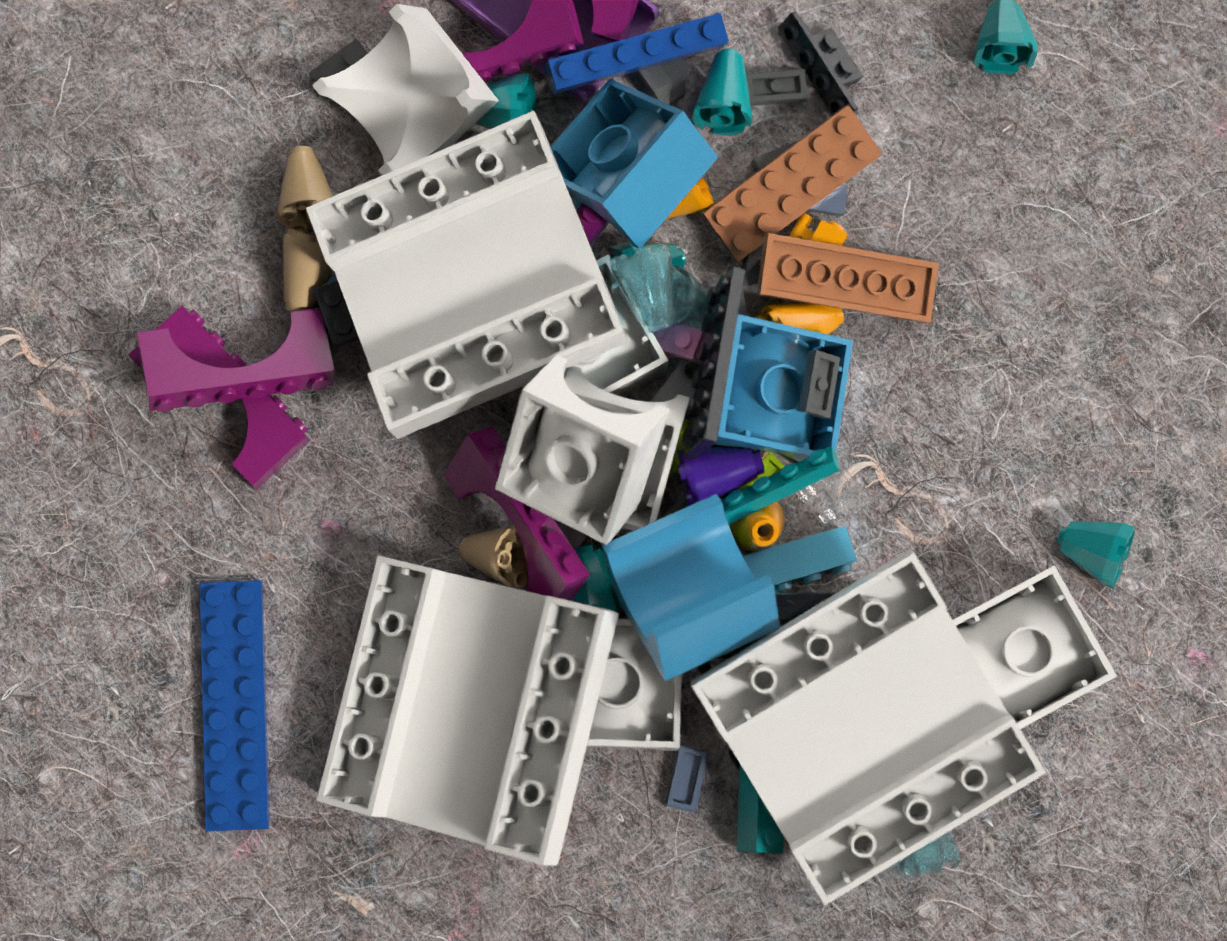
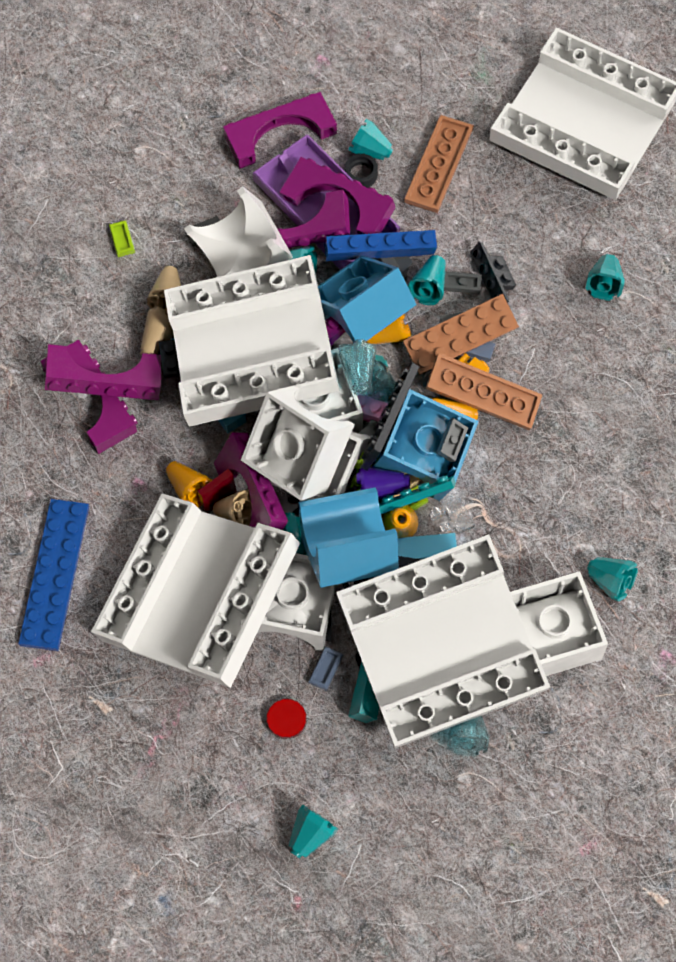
camera: 15 degrees right, 15 degrees down
(209, 106) = (122, 238): none -> lime tile
(414, 521) = (186, 481): none -> light orange cone
(461, 525) = (216, 490): none -> dark red tile
(643, 871) = (286, 718): none -> red tile

